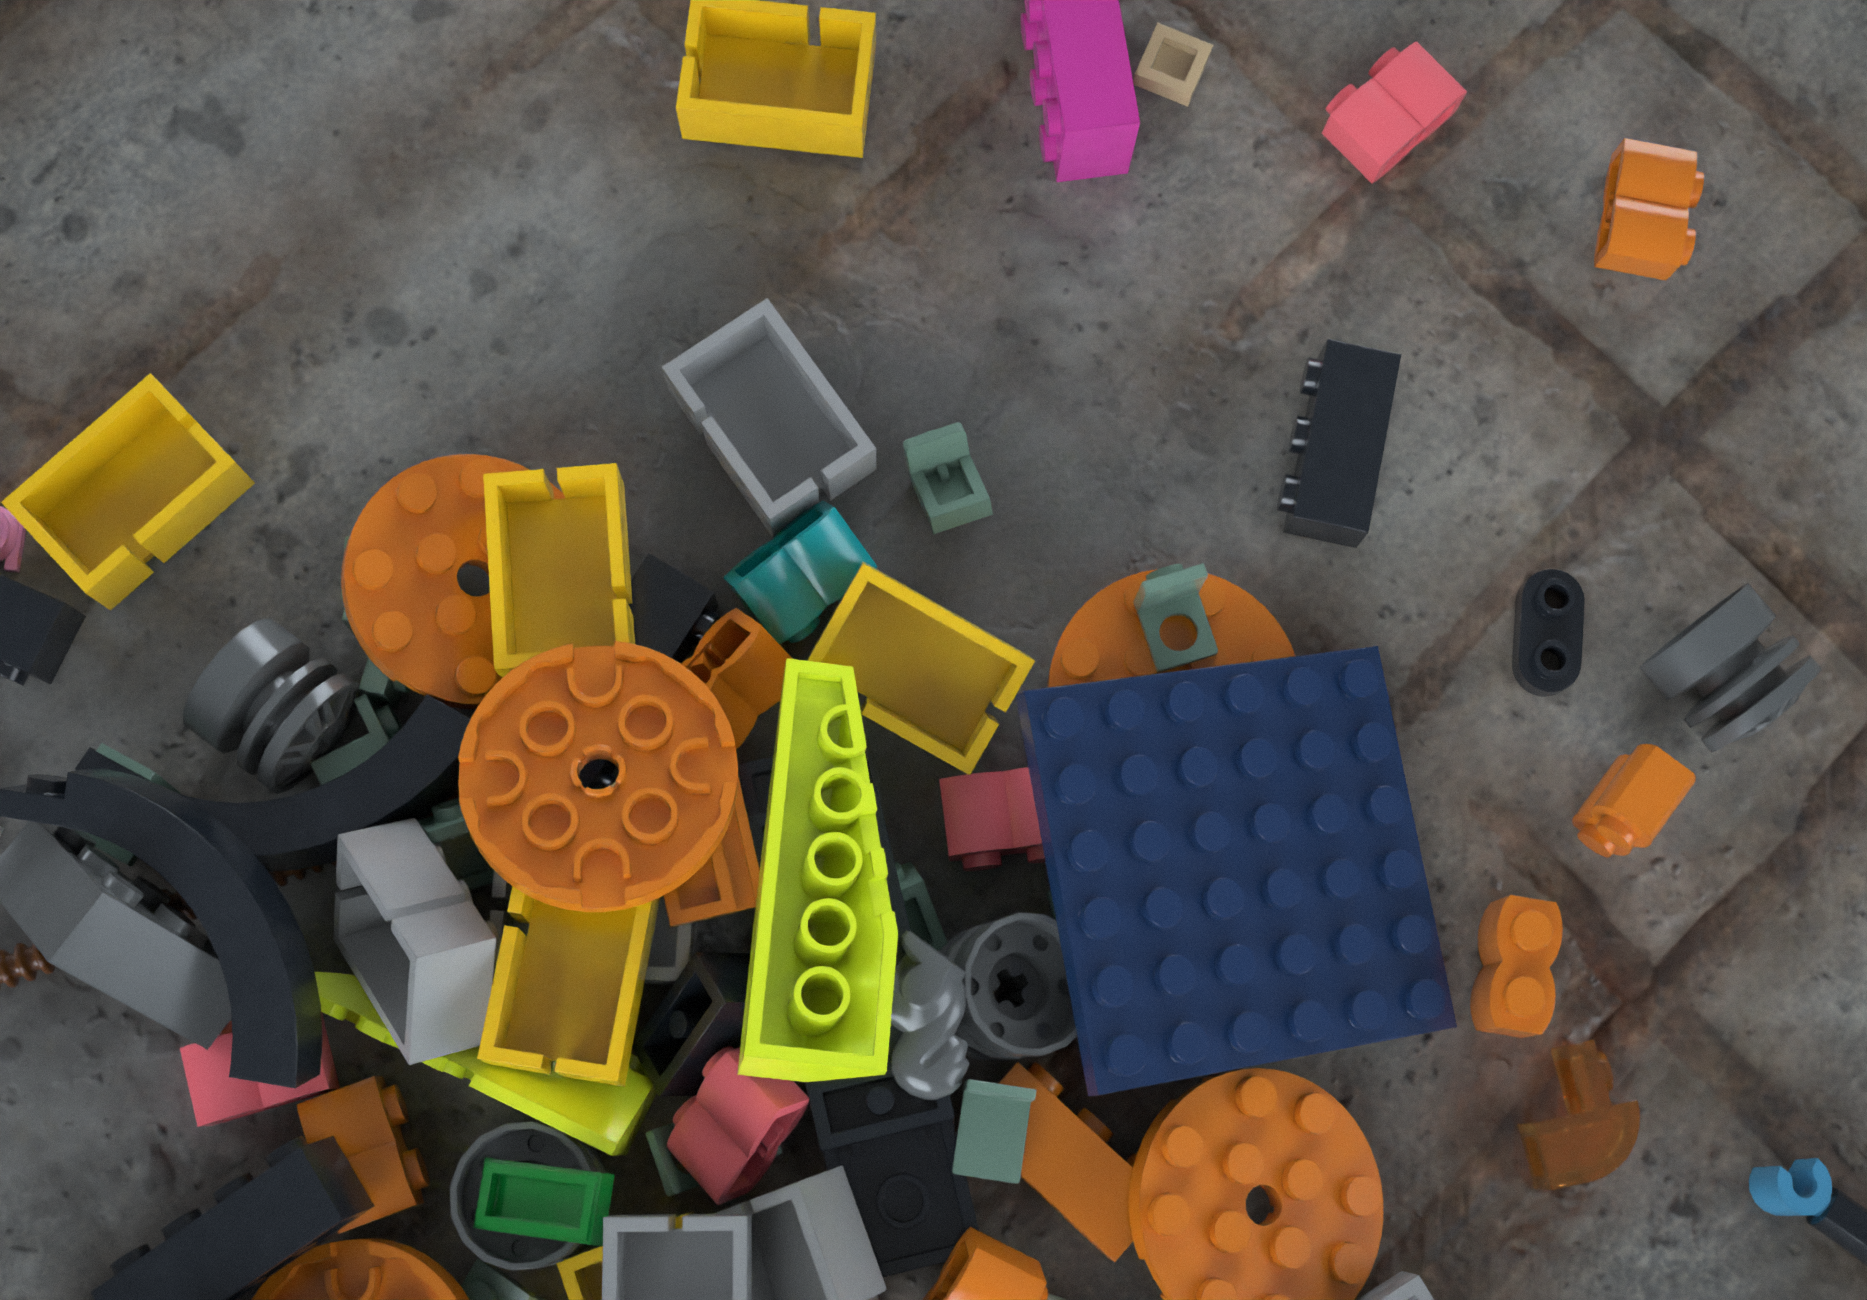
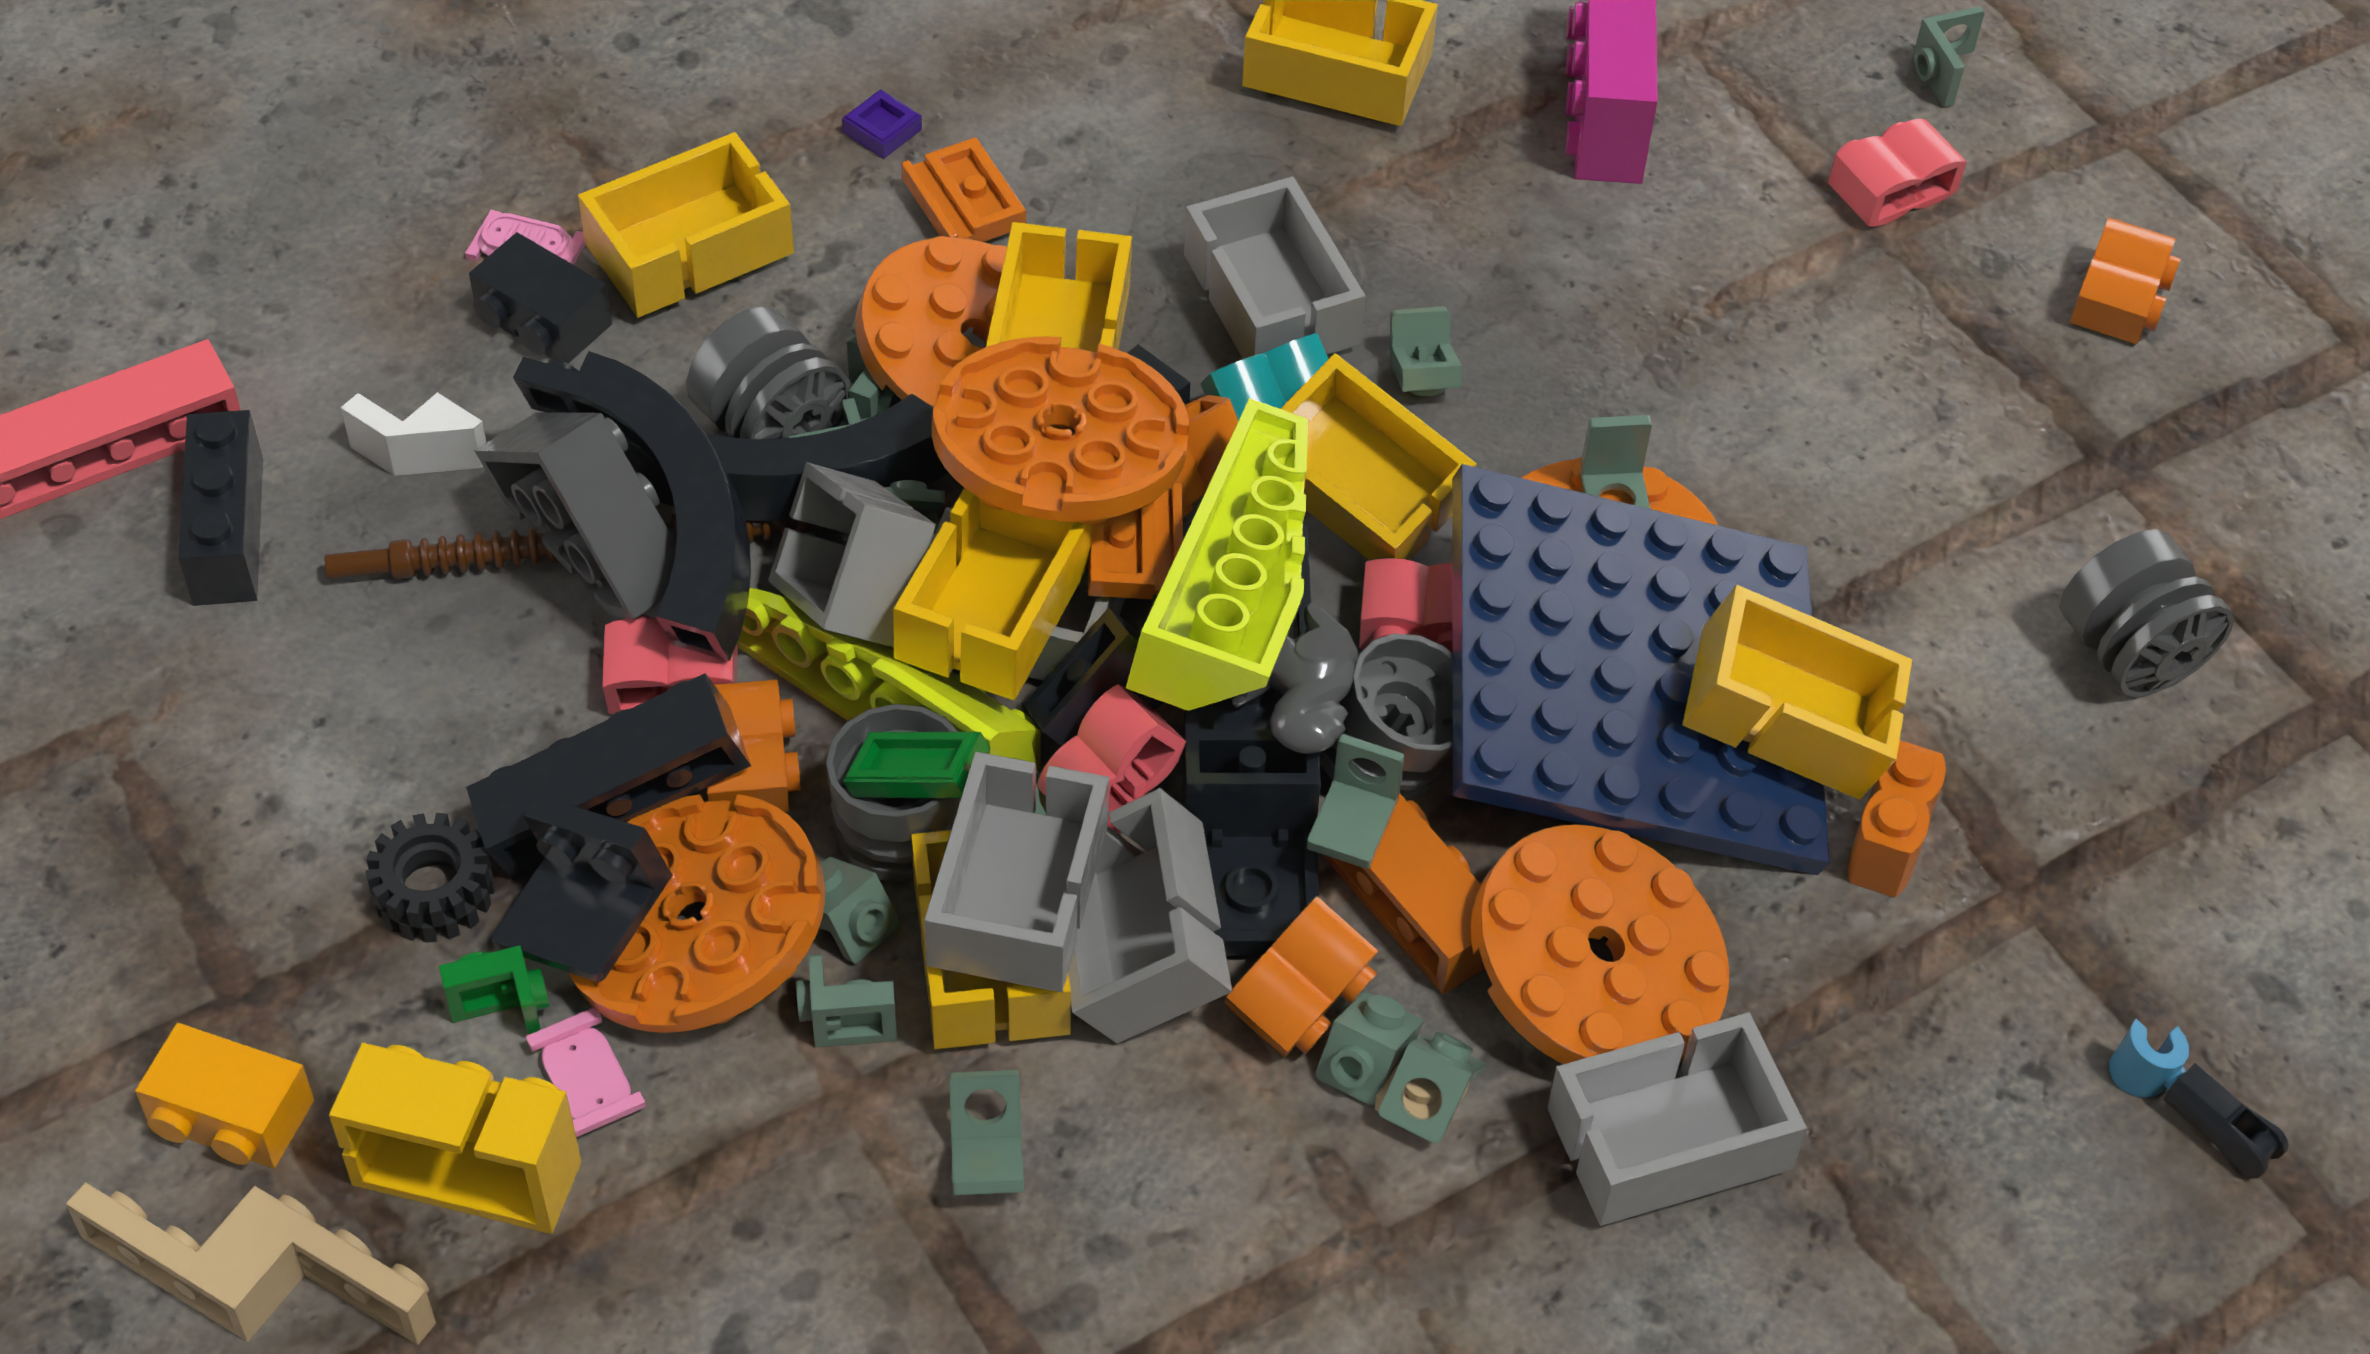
camera: 15 degrees right, 25 degrees down
(306, 278) = (882, 124): none -> dark purple tile
(417, 366) = (963, 192): none -> orange plate
(1172, 64) = (1699, 107): tan plate -> none
(1339, 443) = (1798, 396): black brick -> none
(1406, 881) = (1798, 692): none -> yellow piece
(1548, 629) = (1976, 581): black plate -> none
(1592, 1134) = (1938, 971): clear orange brick -> none
(1632, 801) = (2033, 696): orange brick -> none

